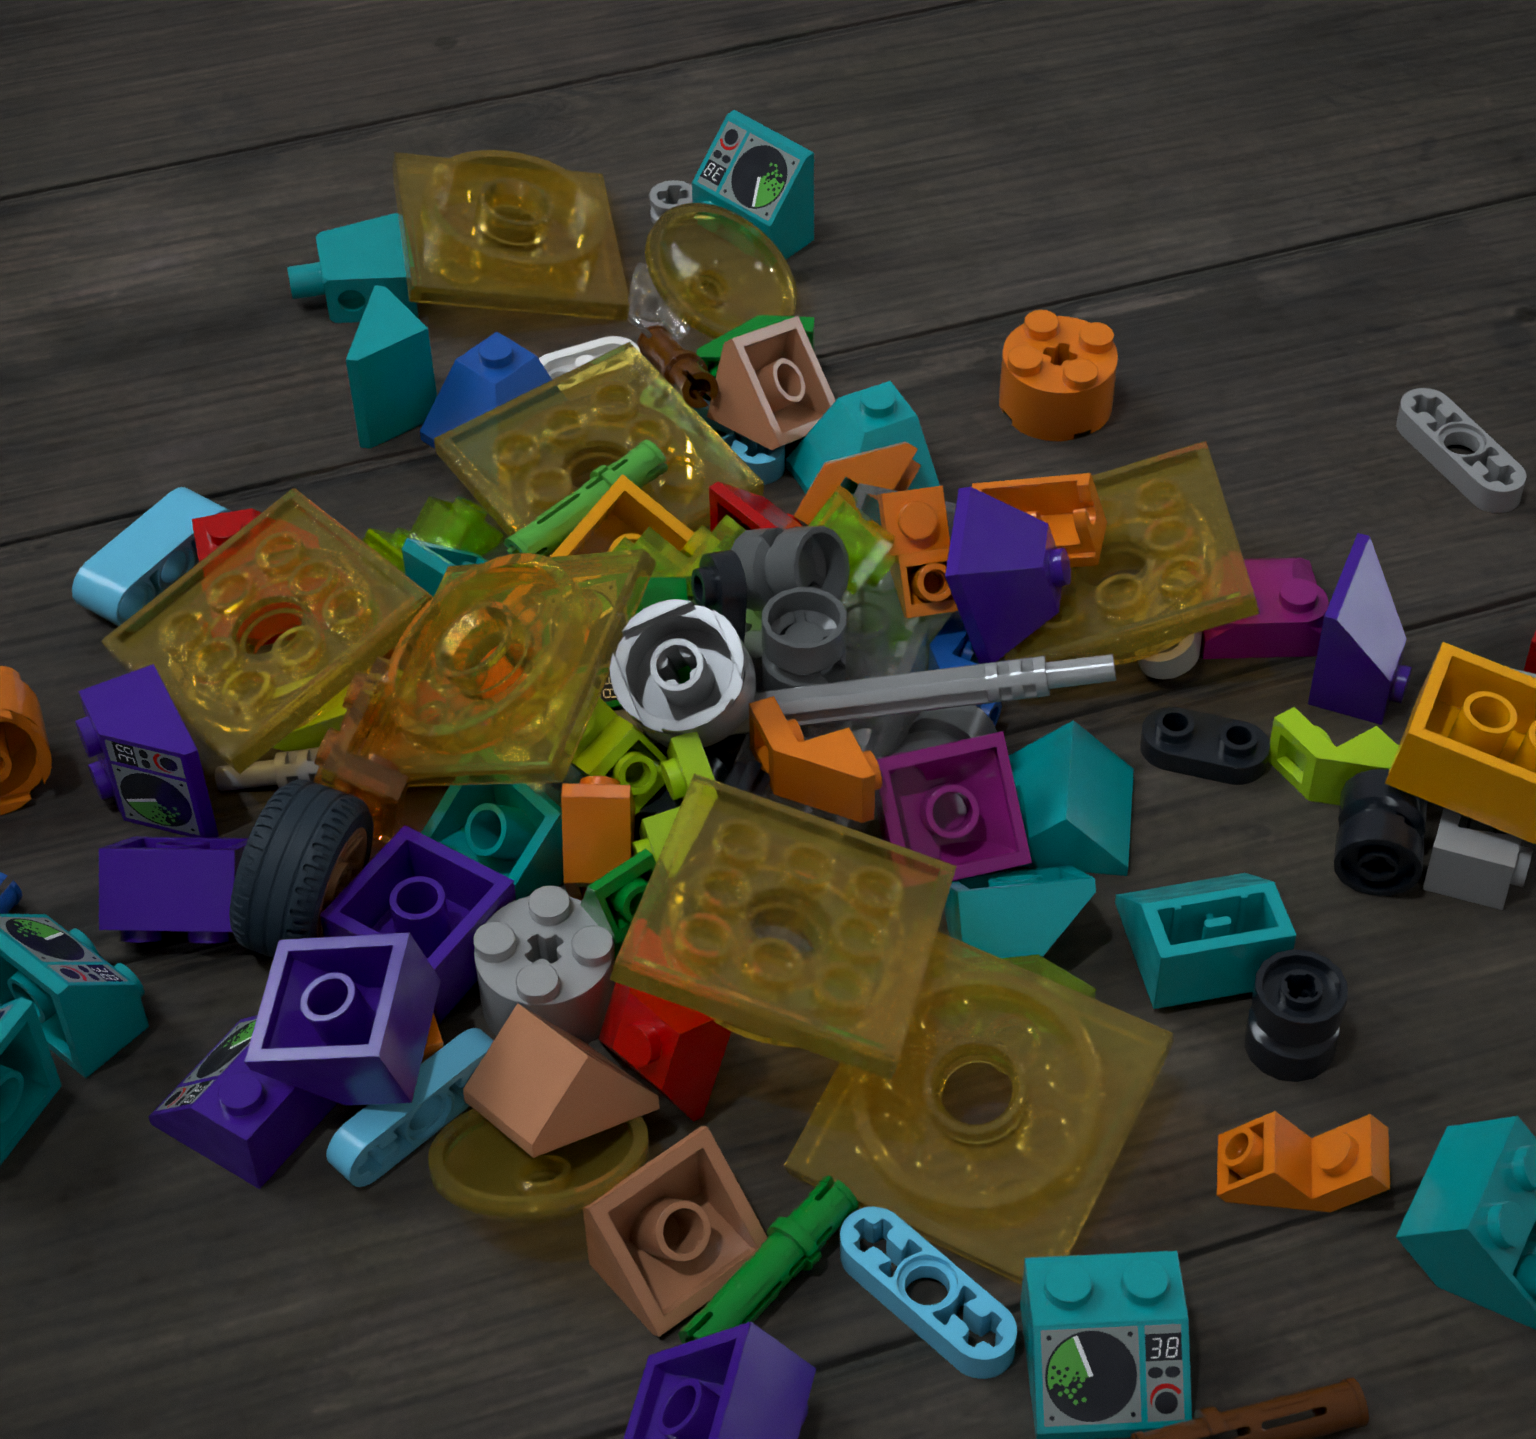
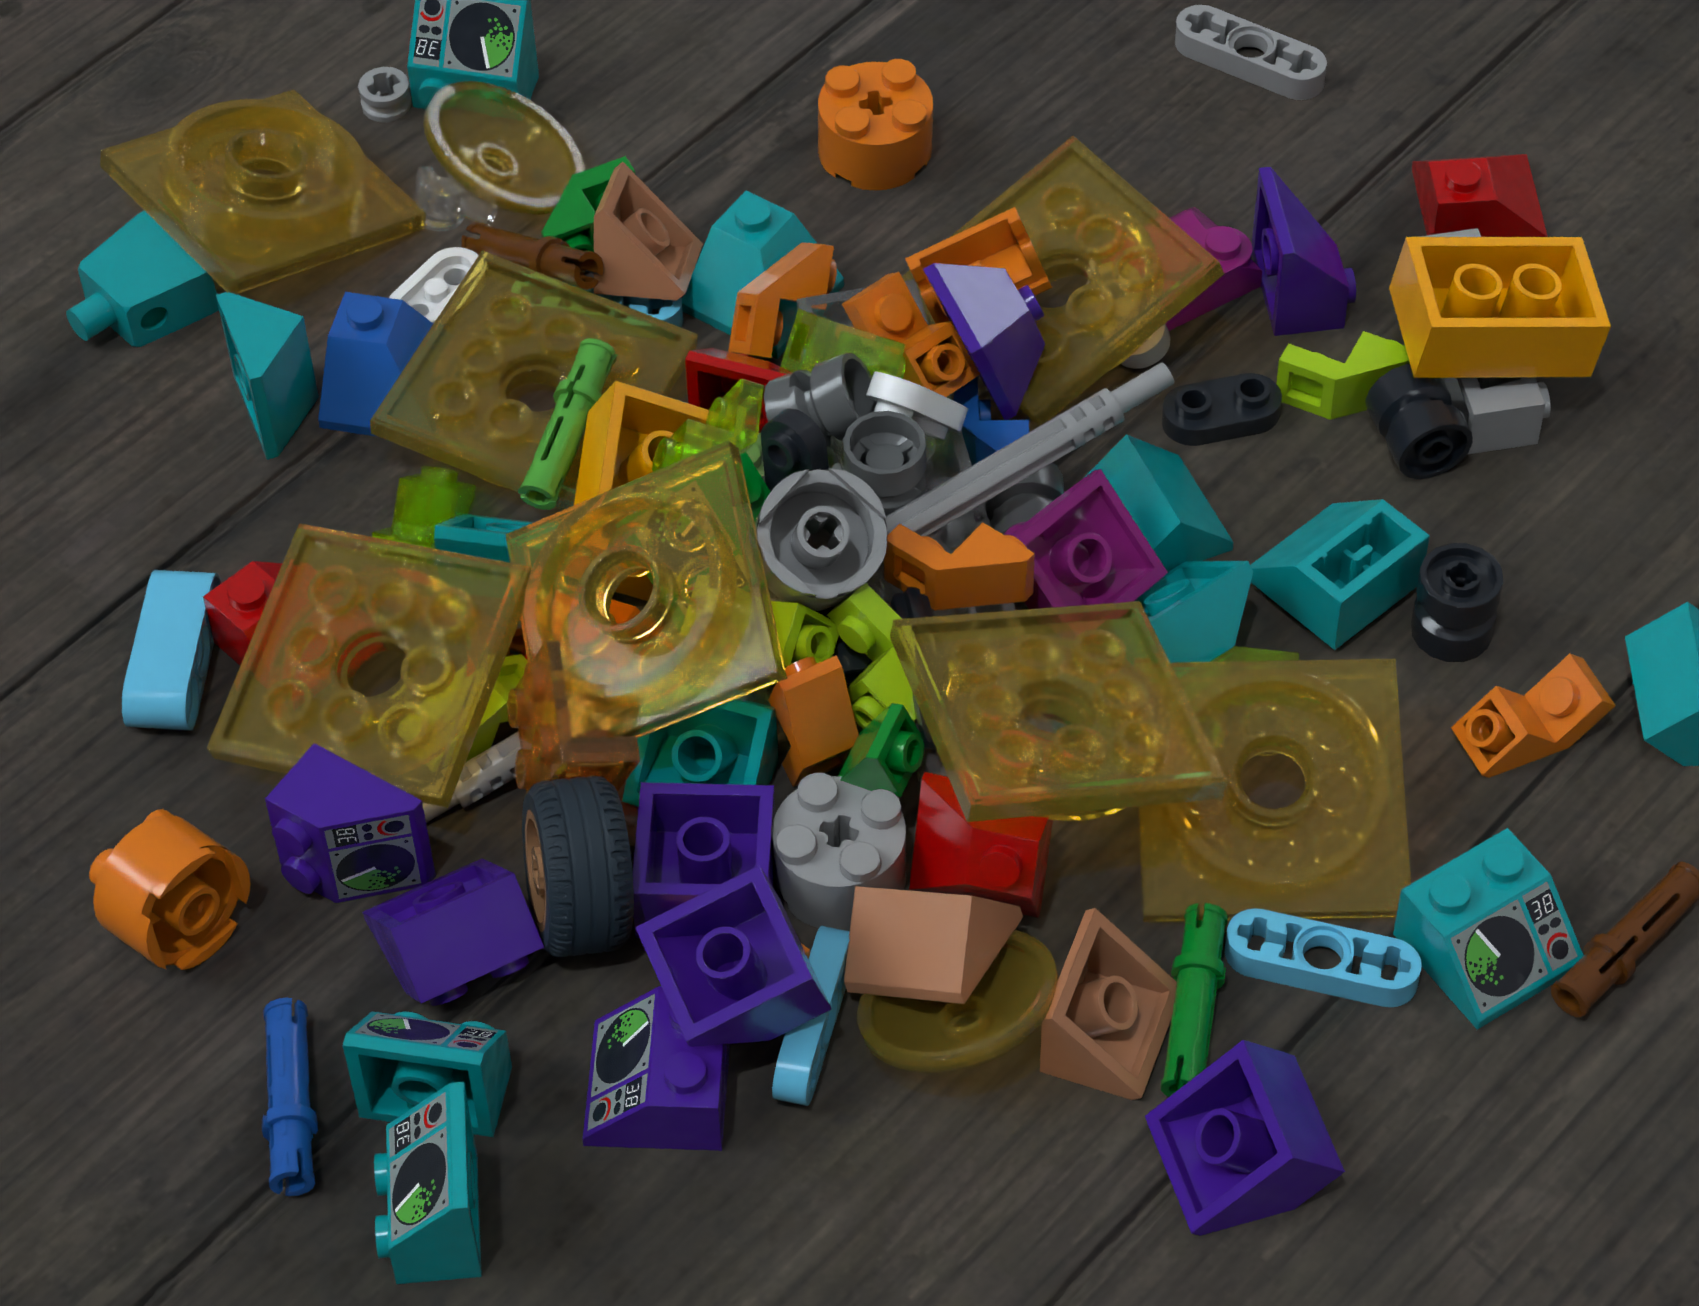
camera: 30 degrees left, 5 degrees up
(888, 619) = (929, 409): none -> white plate

